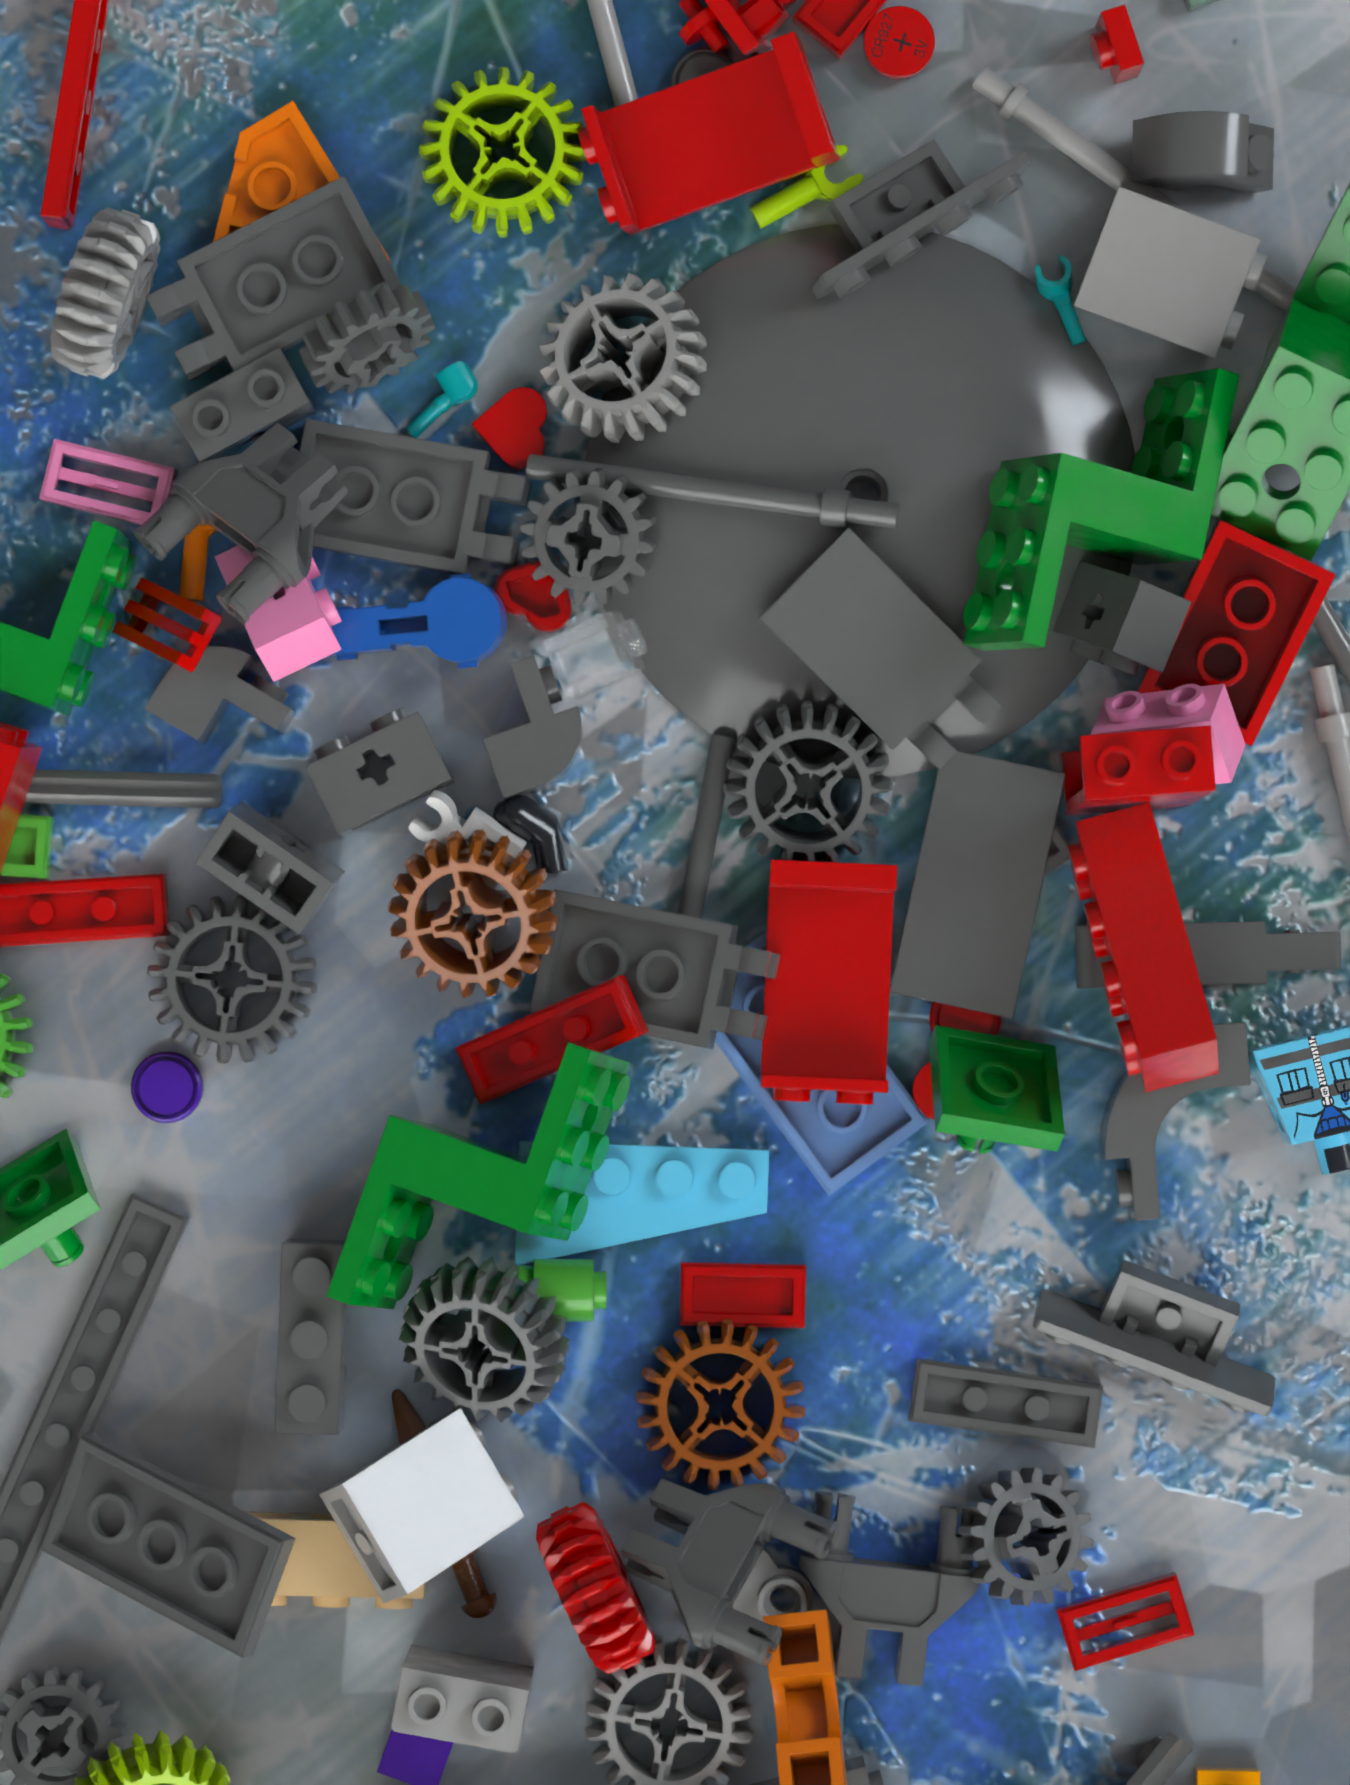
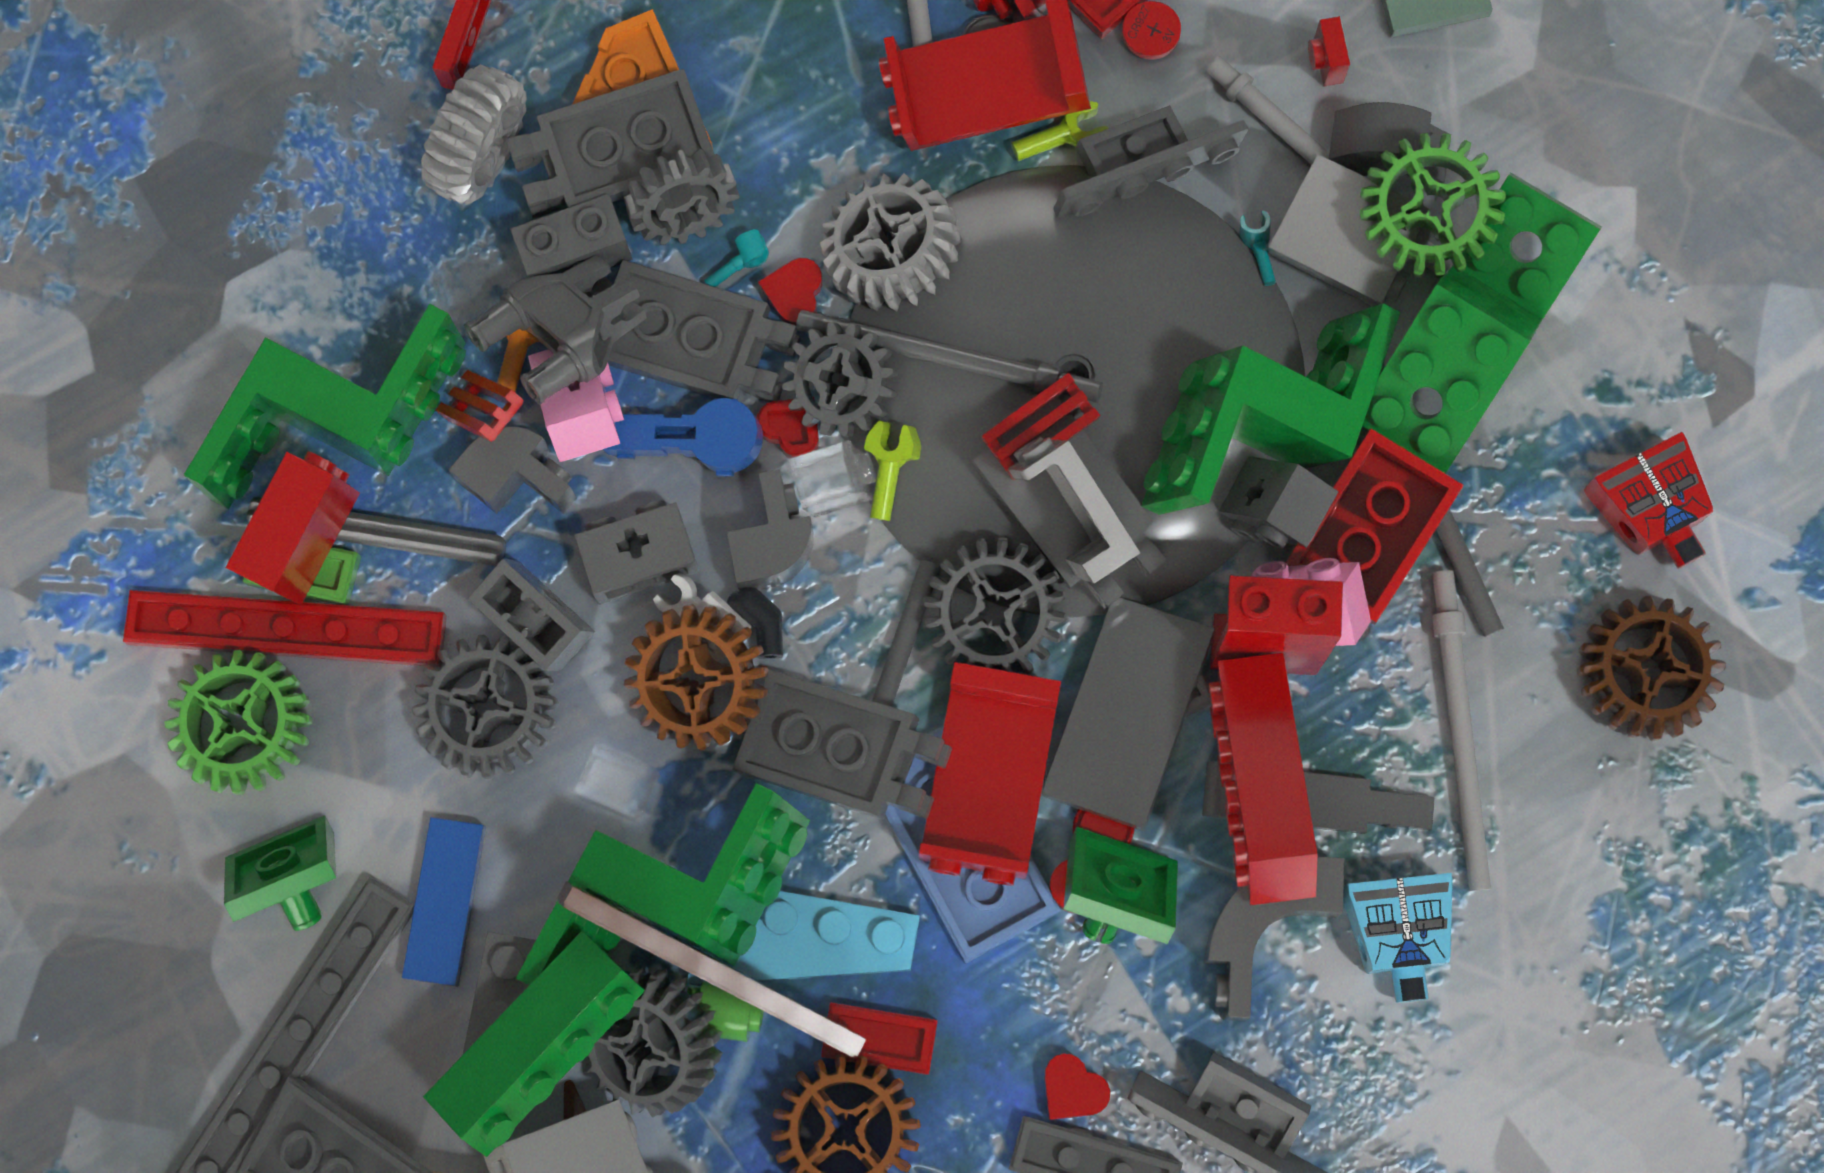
camera: 10 degrees right, 10 degrees down
(55, 472) = (410, 277): bright pink tile -> none
(167, 1087) = (416, 792): dark purple piece -> none
(221, 1209) = (444, 902): none -> blue tile
(360, 1368) = (533, 1044): none -> green brick
(403, 1048) = (619, 784): none -> clear brick
(518, 127) = (839, 42): lime gear -> none
(537, 1042) = (717, 800): red tile -> none
(544, 1254) = (710, 969): none -> tile
(660, 628) = (889, 464): none -> lime bar
(873, 532) = (1076, 399): none -> red tile
(931, 712) = (1110, 541): none -> light grey panel
(968, 1321) = (1072, 1089): none -> red tile
(1234, 193) = (1452, 194): none -> bright green gear

